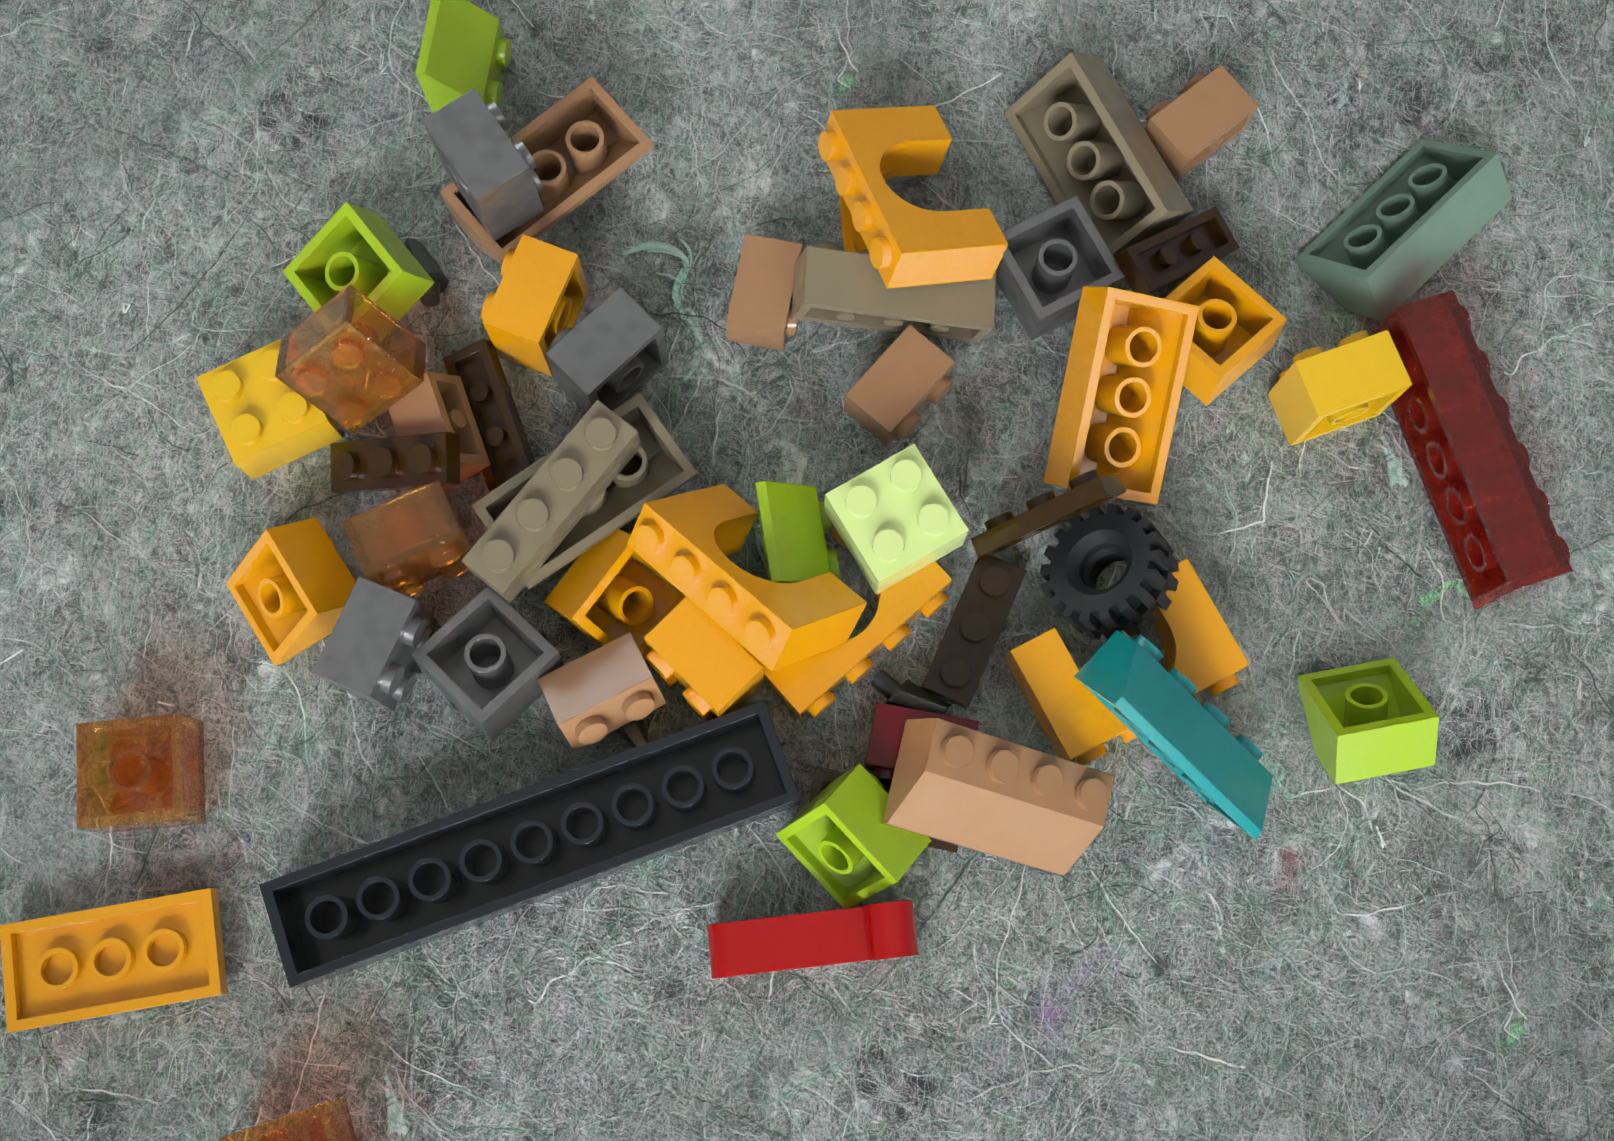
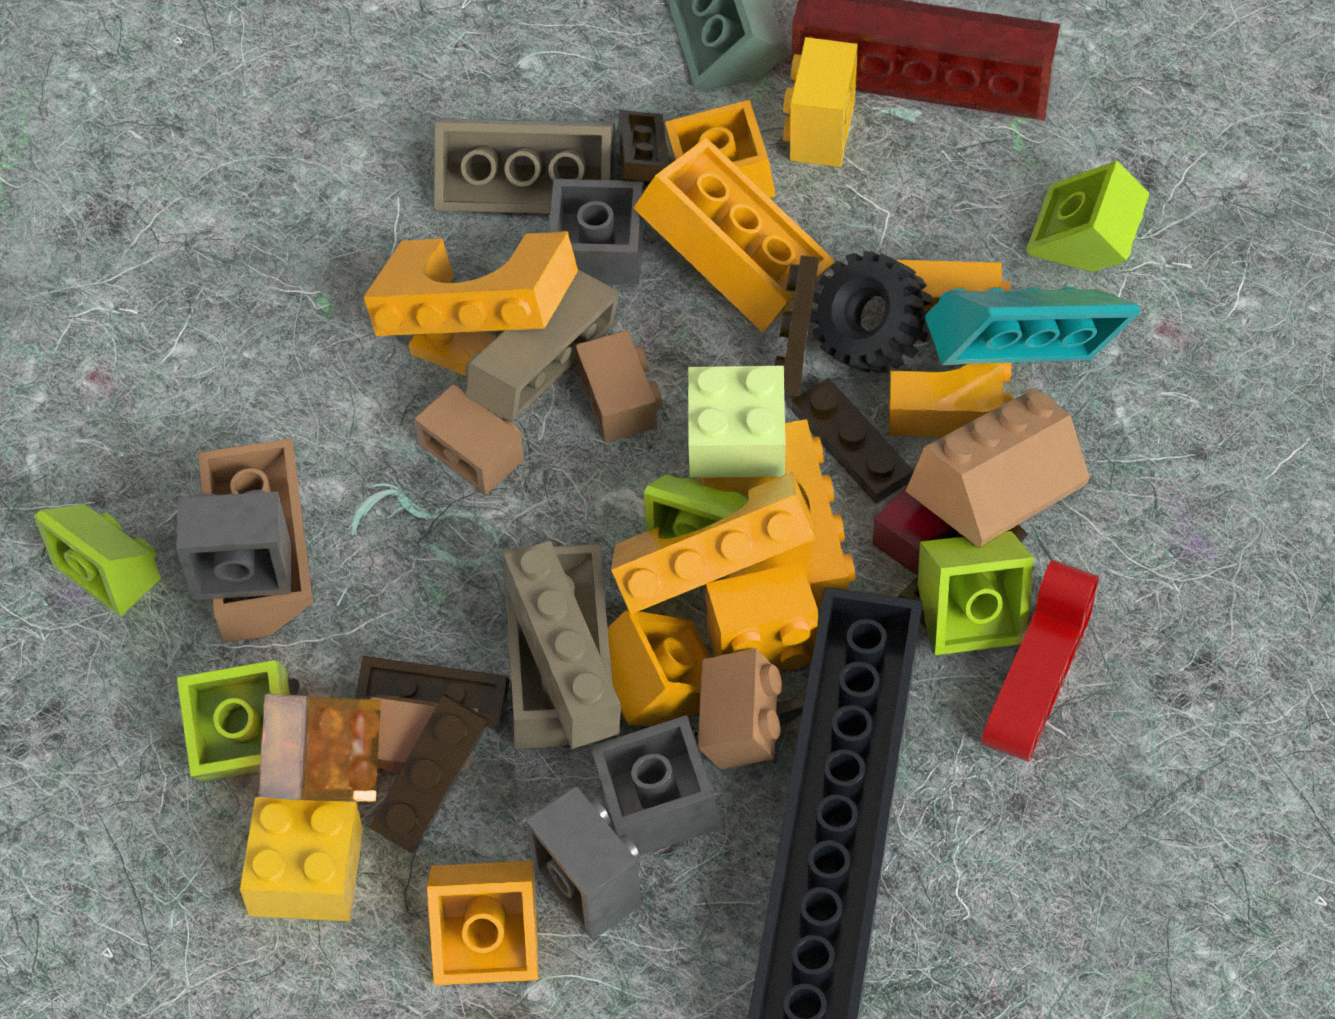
camera: 55 degrees left, 20 degrees down
(411, 539) = (508, 787): clear orange brick -> none
(534, 302) = (365, 597): light orange brick -> none
(608, 352) = (448, 567): flat silver brick -> none
(908, 694) = (865, 517): pearl dark grey bar -> none
(1199, 120) = (541, 81): medium nougat brick -> none

